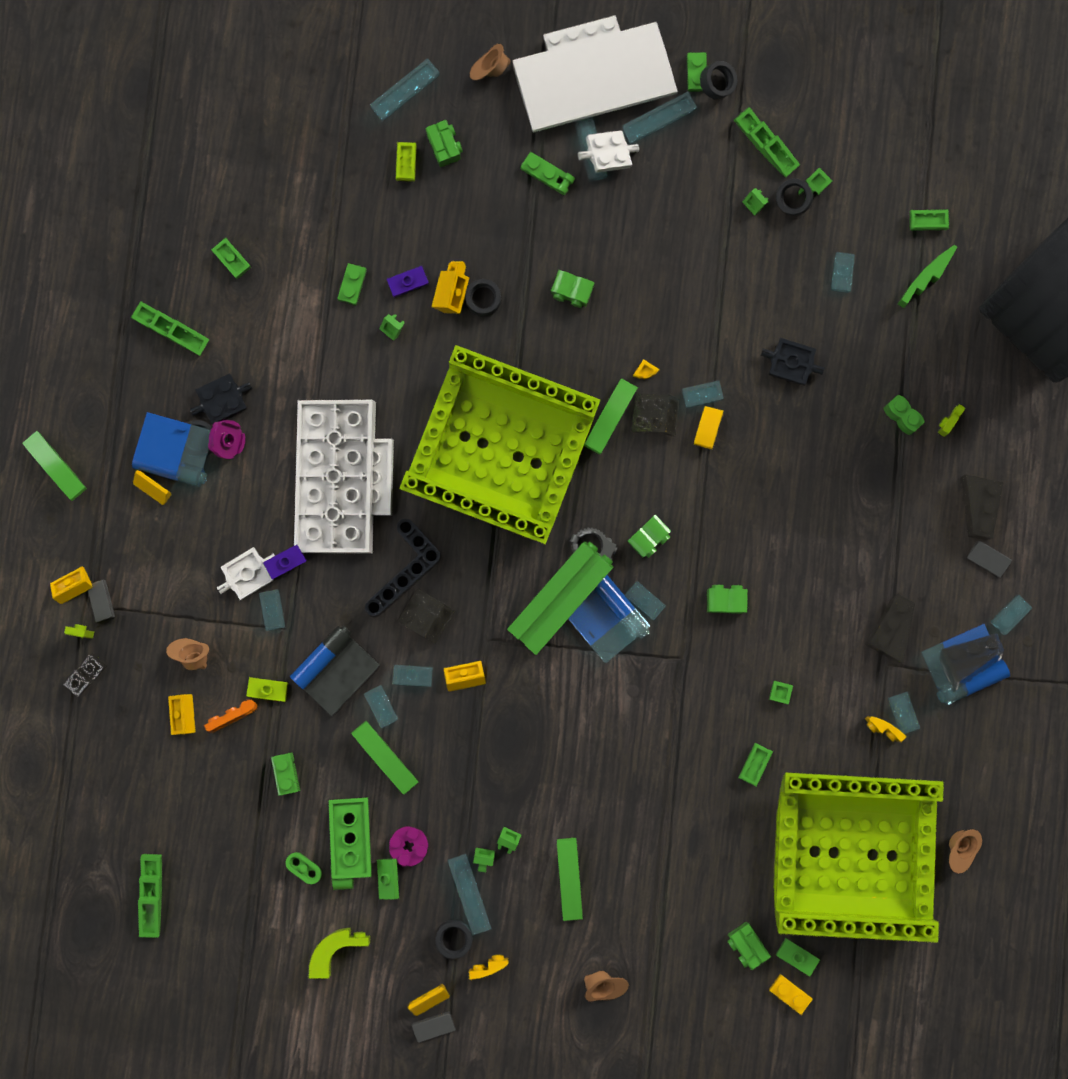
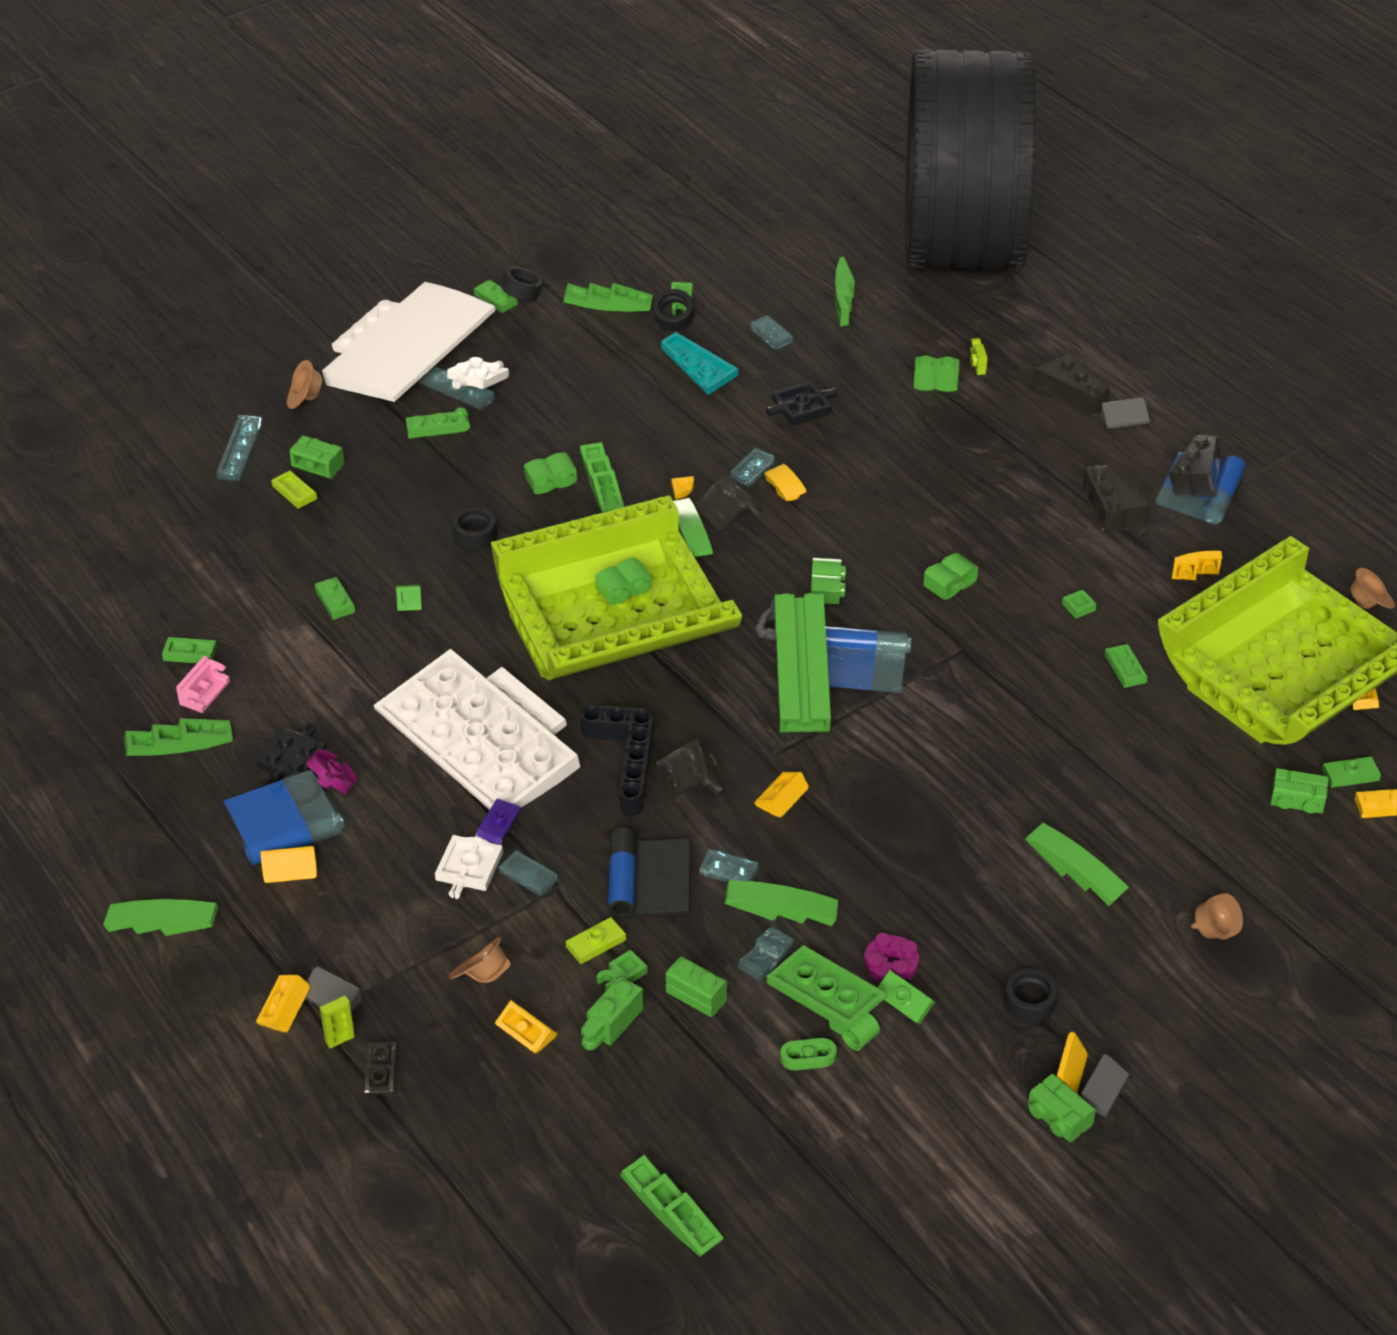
camera: 35 degrees left, 40 degrees down
(215, 296) = (202, 685): none -> bright pink hinge
(225, 751) = (612, 1013): none -> bright green hinge
(231, 716) = (583, 985): orange hinge -> none
(262, 725) = (627, 966): none -> bright green plate
(321, 958) = (921, 1115): lime arch -> none
(346, 781) = (767, 953): none -> clear light blue slope
(394, 1021) = (1061, 1108): none -> bright green brick
(407, 281) = (388, 564): dark purple plate -> none
(412, 675) = (731, 824): clear light blue plate -> none
(451, 288) = (438, 537): yellow brick -> none
(469, 894) = (996, 947): clear light blue plate -> none
(483, 858) = (977, 910): bright green tile -> none
(494, 965) = (1091, 996): yellow slope -> none
(508, 839) = (980, 877): bright green tile -> none
(519, 436) = (623, 581): none -> bright green brick
(600, 320) = (601, 477): none -> bright green slope
(645, 600) = (887, 623): clear light blue plate -> none
(659, 117) = (497, 334): clear light blue plate -> none
(755, 201) = (643, 332): bright green tile -> none
(763, 266) = (699, 364): none -> teal wing
(904, 713) = (1188, 544): clear light blue plate -> none
(929, 220) = (800, 263): bright green plate -> none
(1011, 614) = (1187, 430): clear light blue plate -> none

